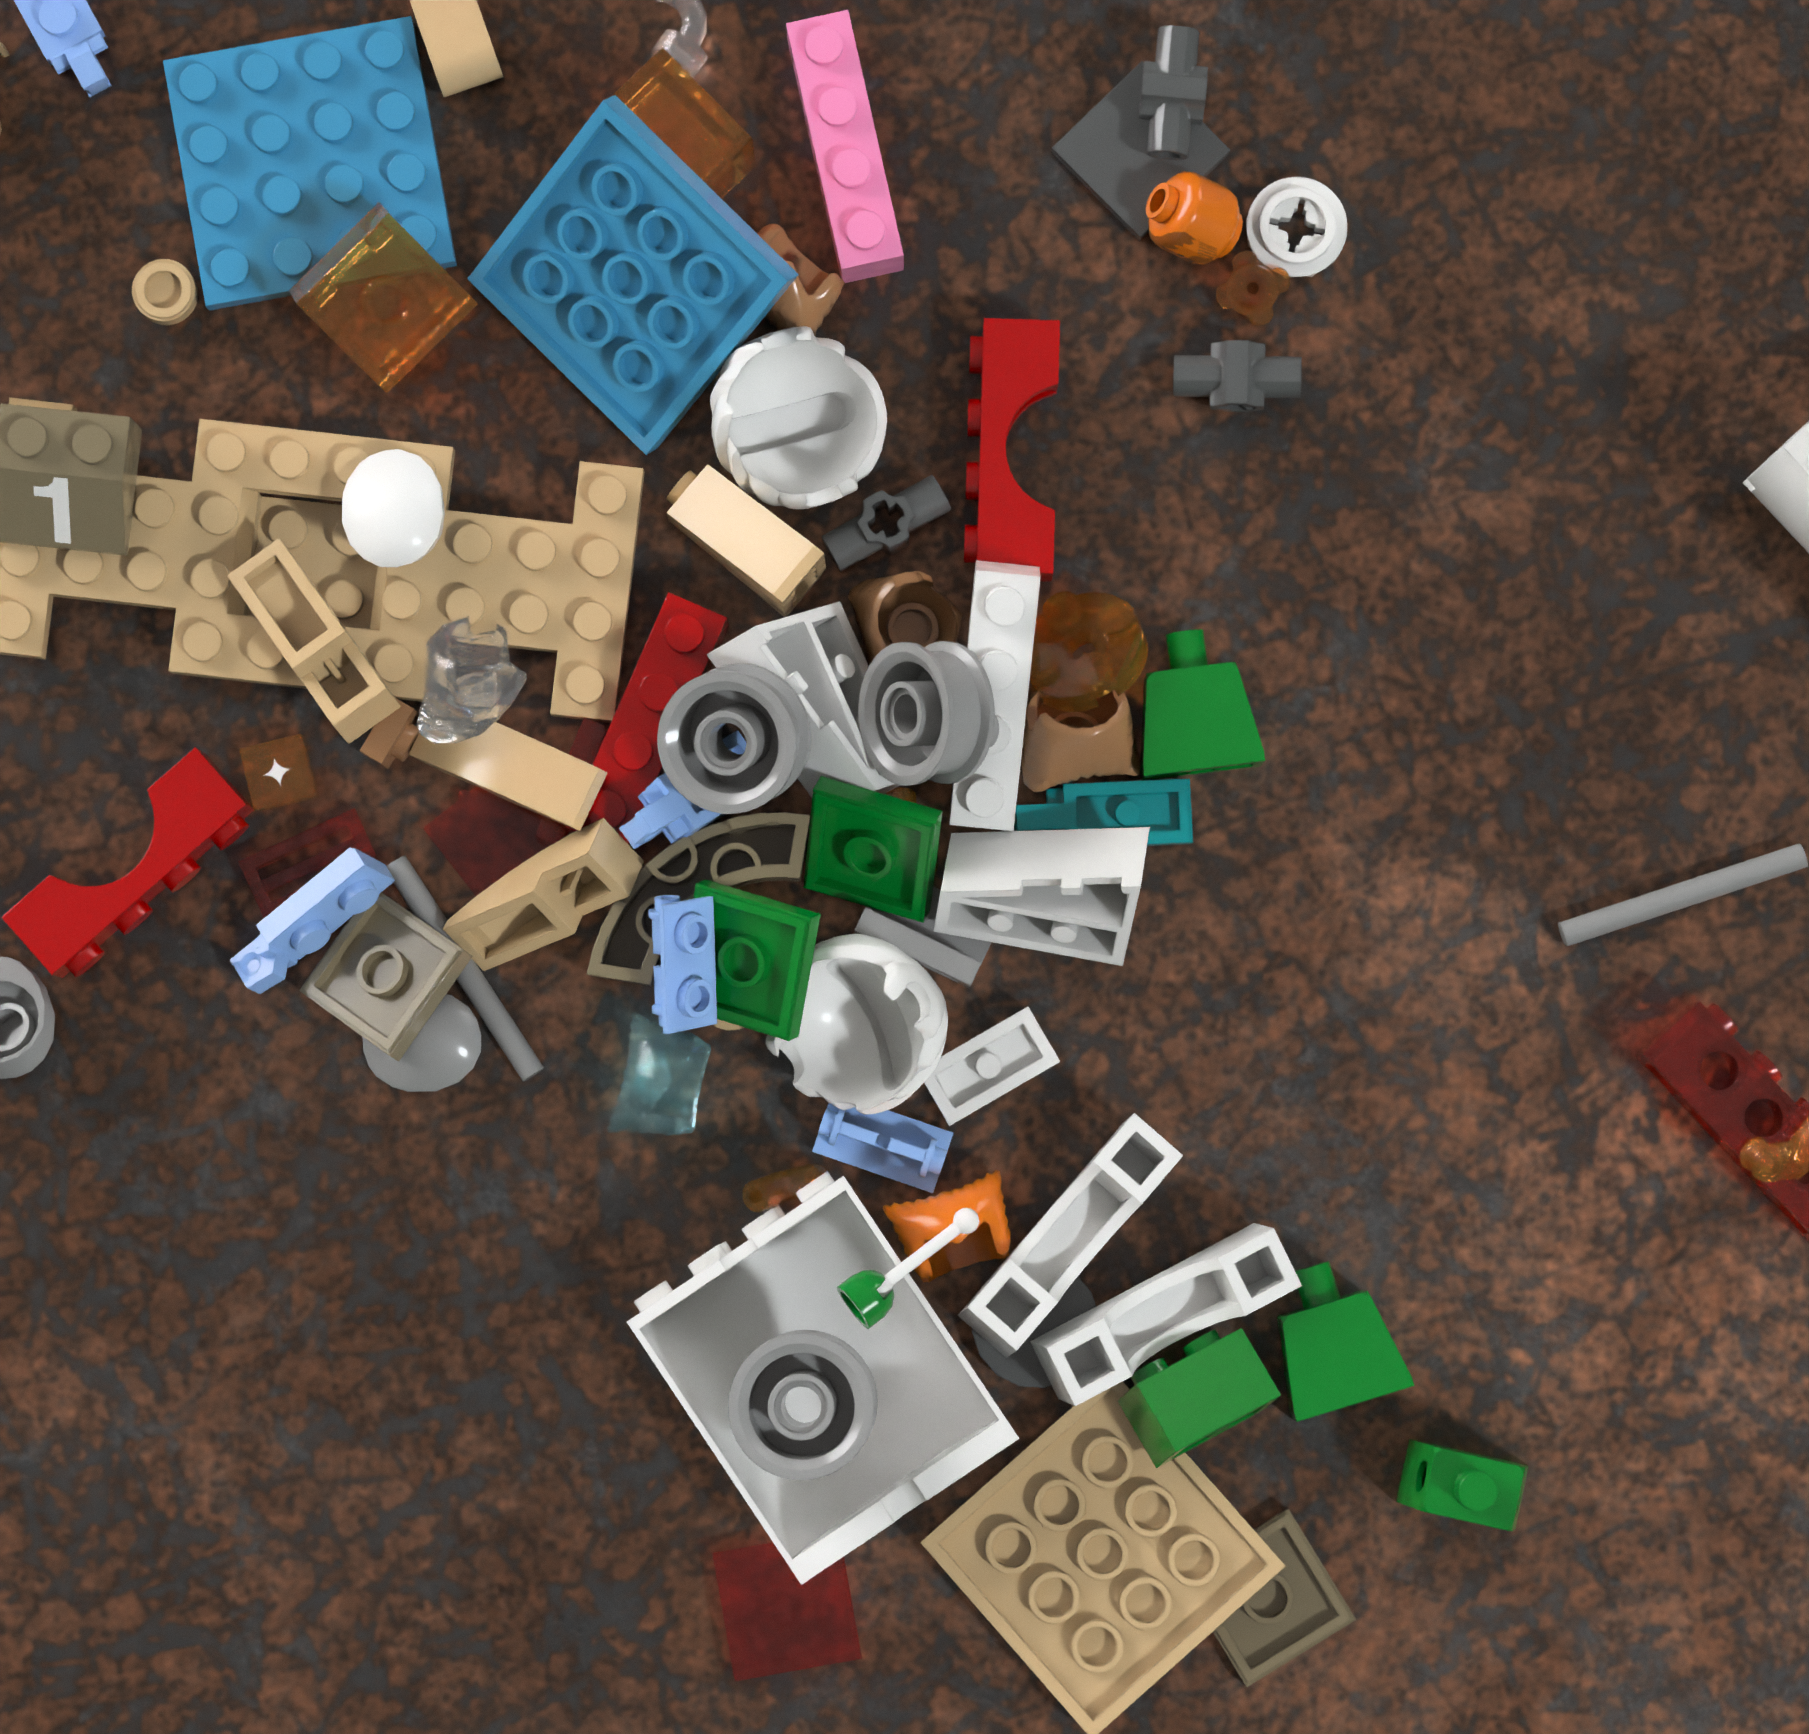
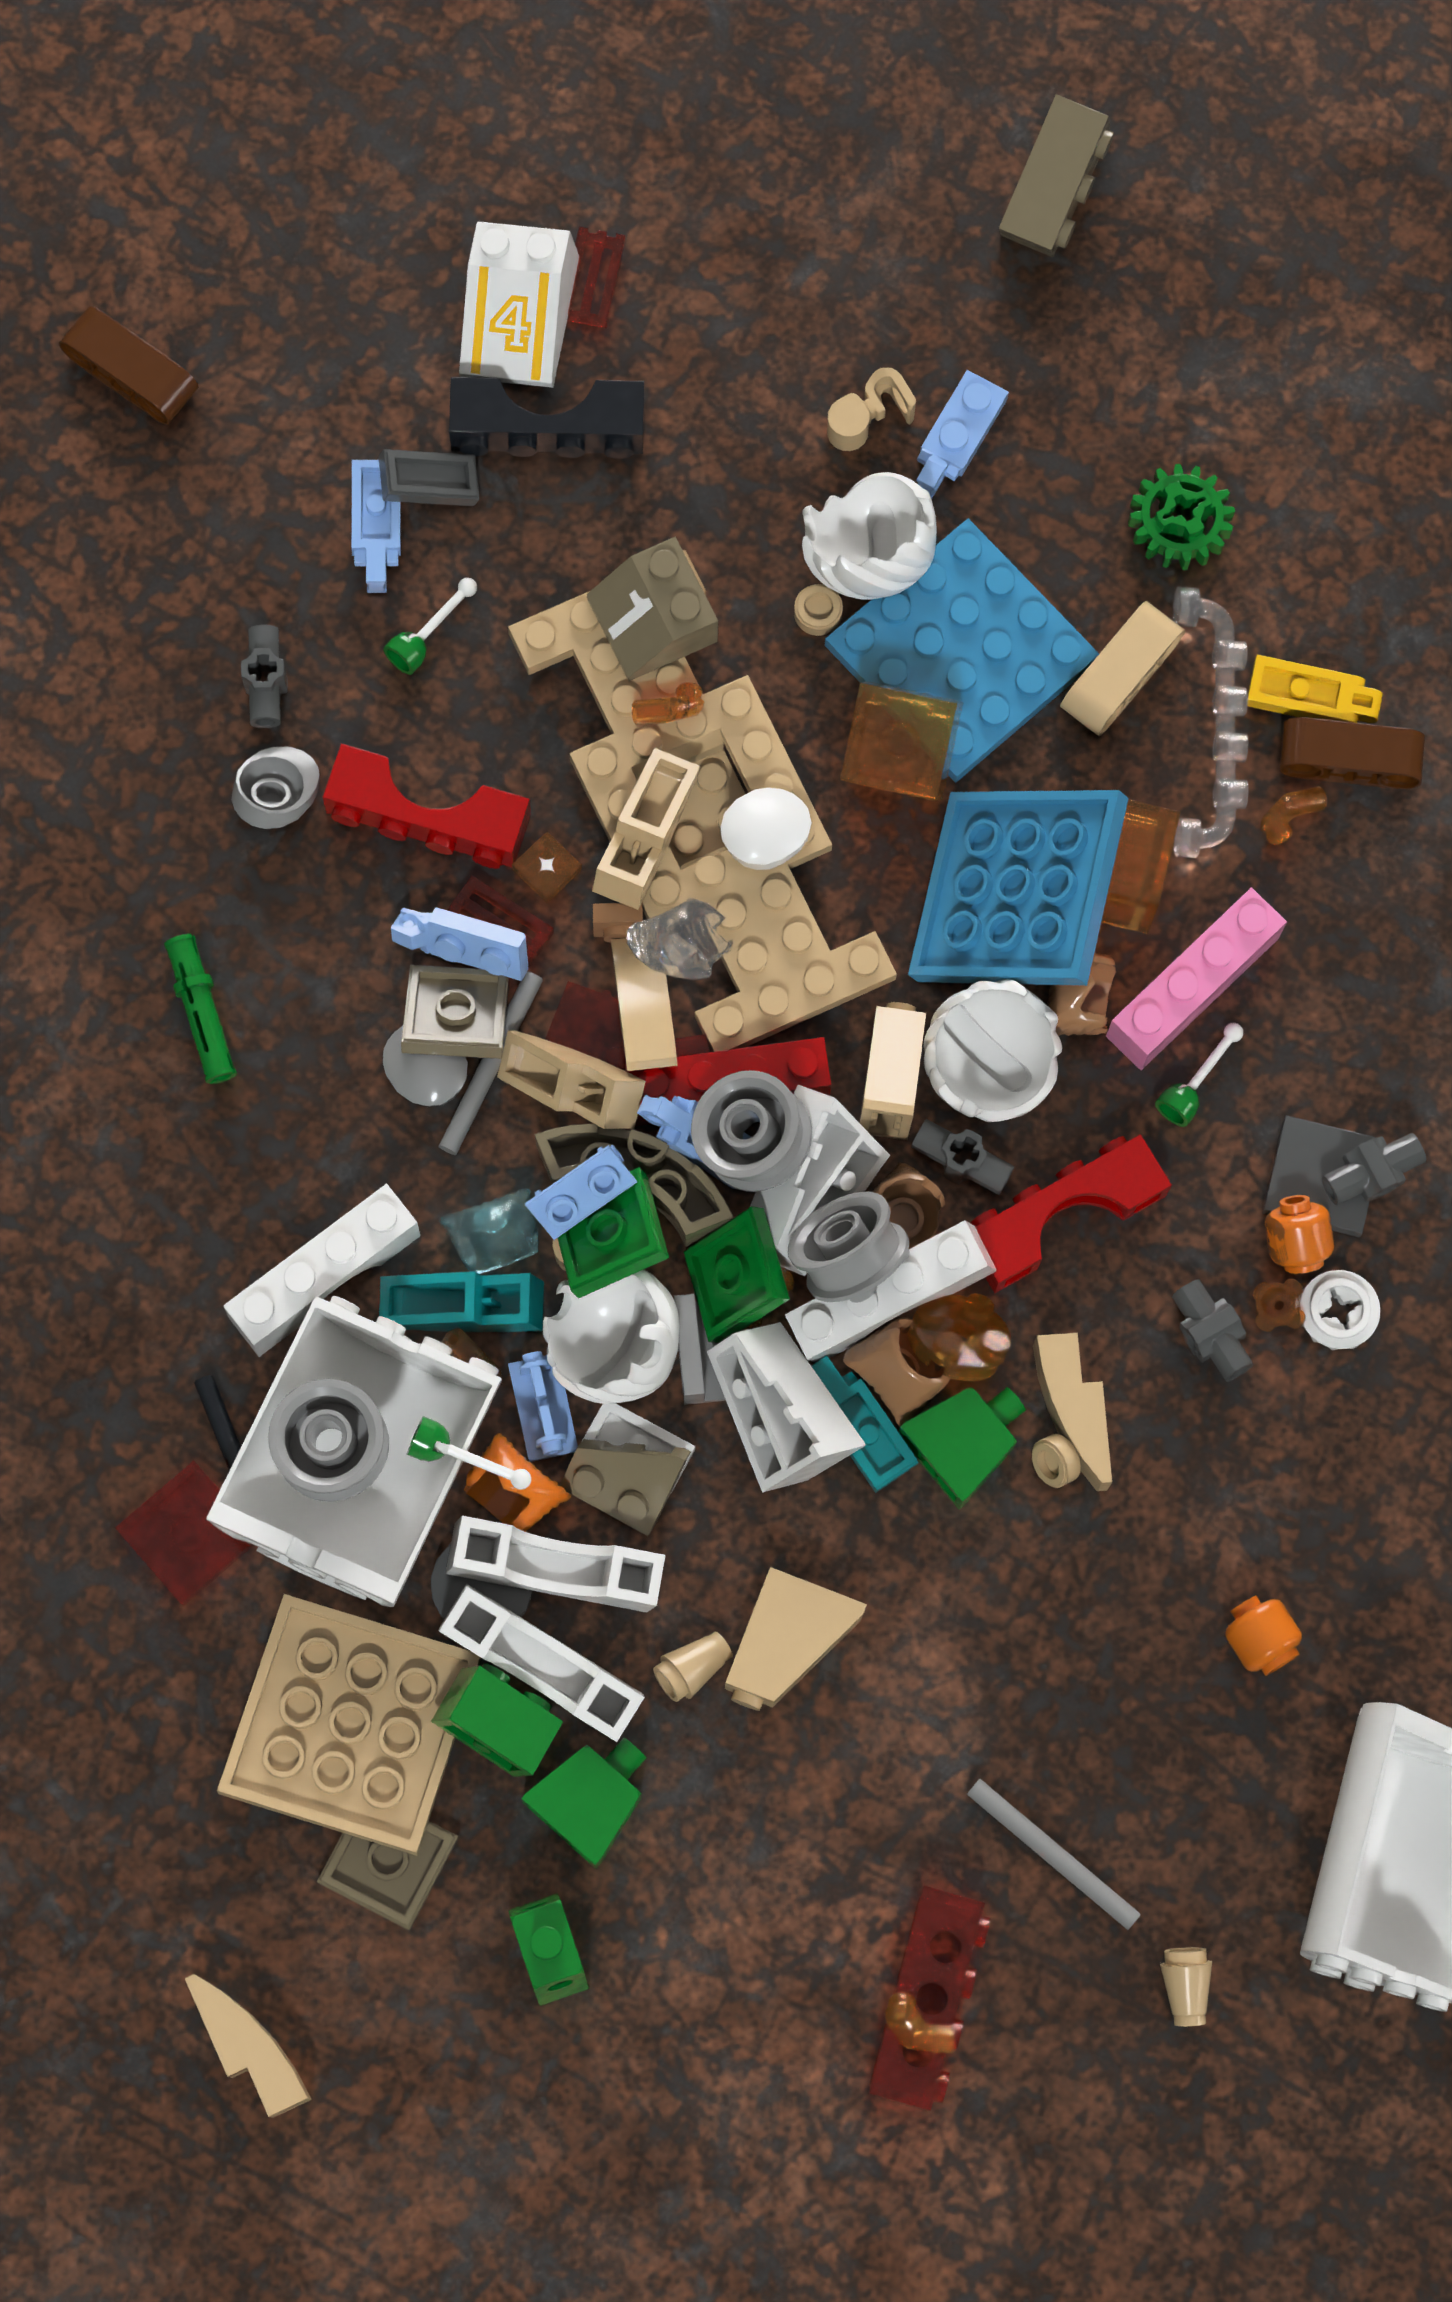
camera: 55 degrees right, 10 degrees down
(125, 182) = (872, 538): none -> white piece
(193, 531) = (670, 709): none -> clear orange arm
(206, 1250) = (194, 989): none -> green pin
(588, 1292) = (349, 1246): none -> white arch
(689, 1500) = (218, 1418): none -> black bar
(715, 1161) = (463, 1302): none -> teal slope
(967, 248) = (1181, 1101): none -> hinge
(1019, 1104) = (624, 1480): none -> dark tan wing
(1233, 577) = (1073, 1405): none -> tan slope
(1259, 1153) = (691, 1666): none -> tan cone
(1276, 632) = (1056, 1460): none -> tan tile
(1292, 1035) = (787, 1637): none -> tan slope
(1595, 531) = (1263, 1635): none -> orange head

